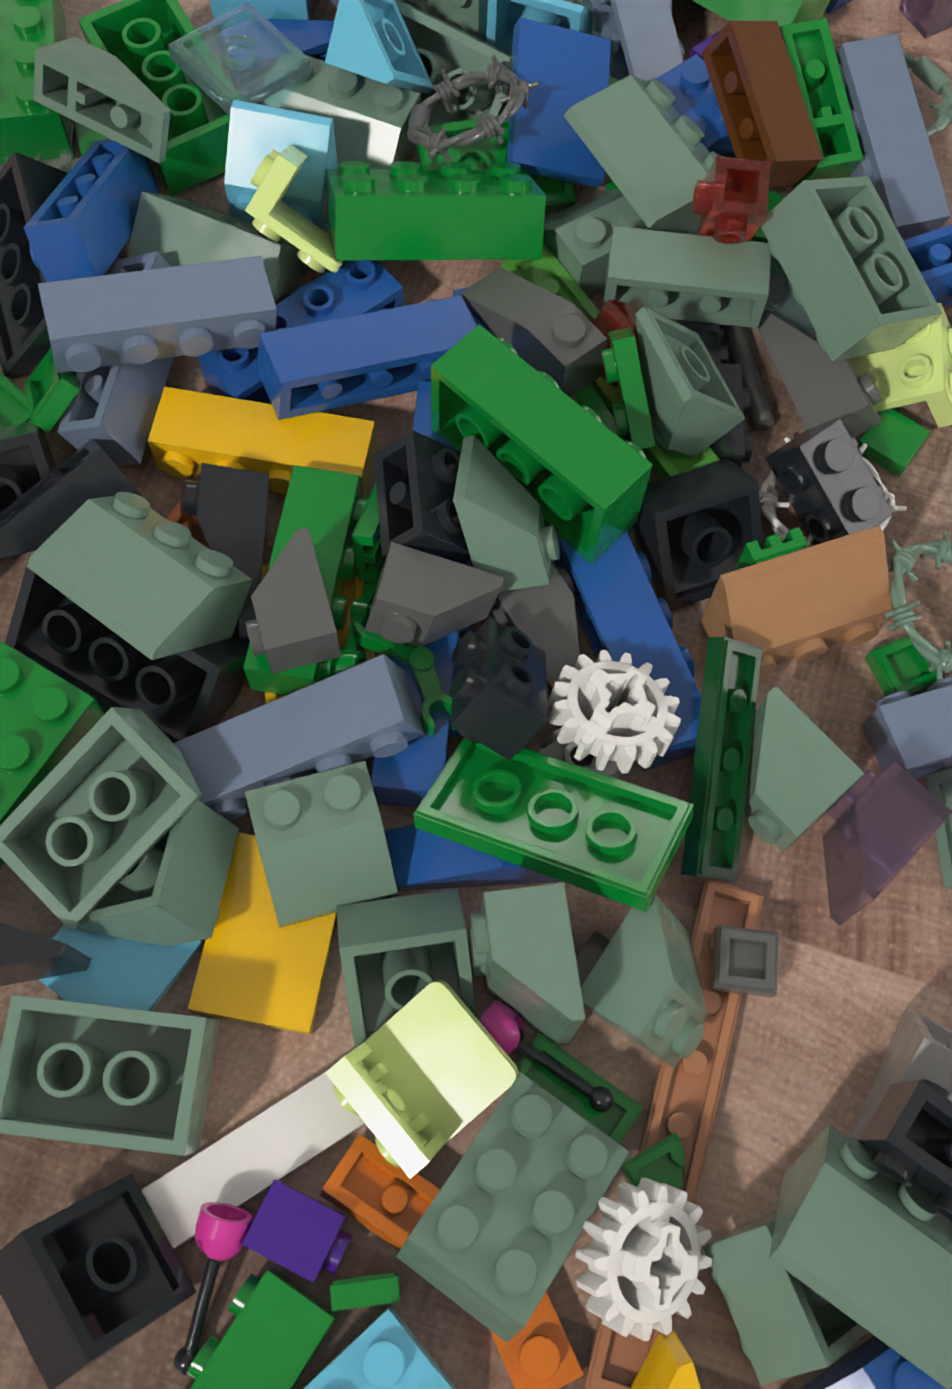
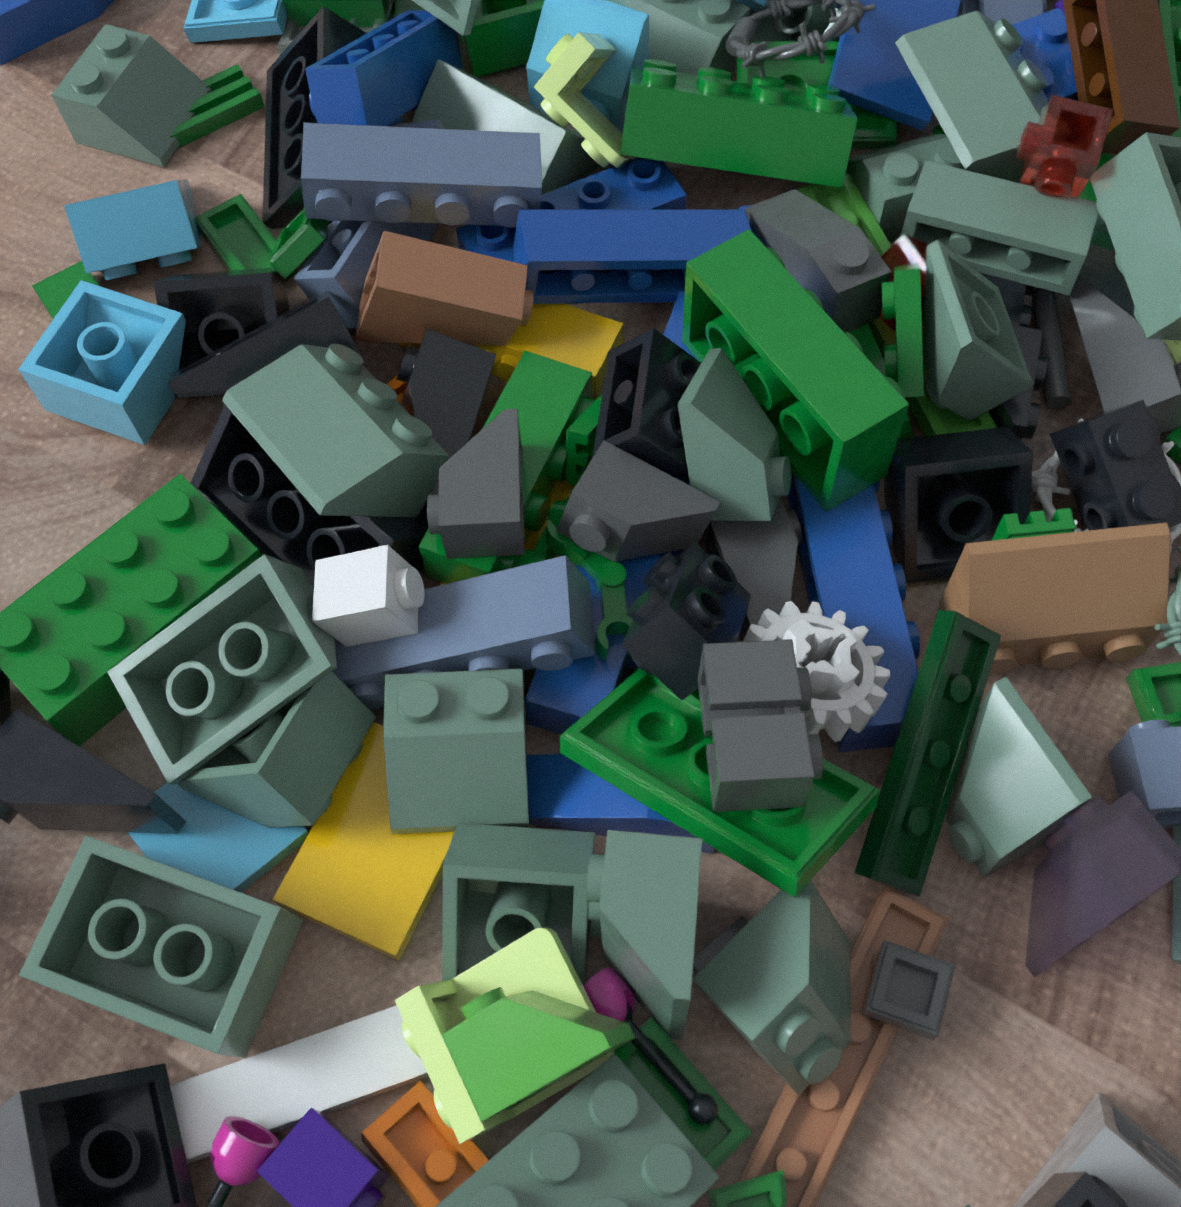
camera: 20 degrees right, 5 degrees down
(198, 423) = (443, 290): none -> nougat slope
(211, 724) = (367, 596): none -> white brick
(447, 1083) = (525, 1045): none -> bright green slope
(578, 757) = (759, 735): none -> dark grey piece

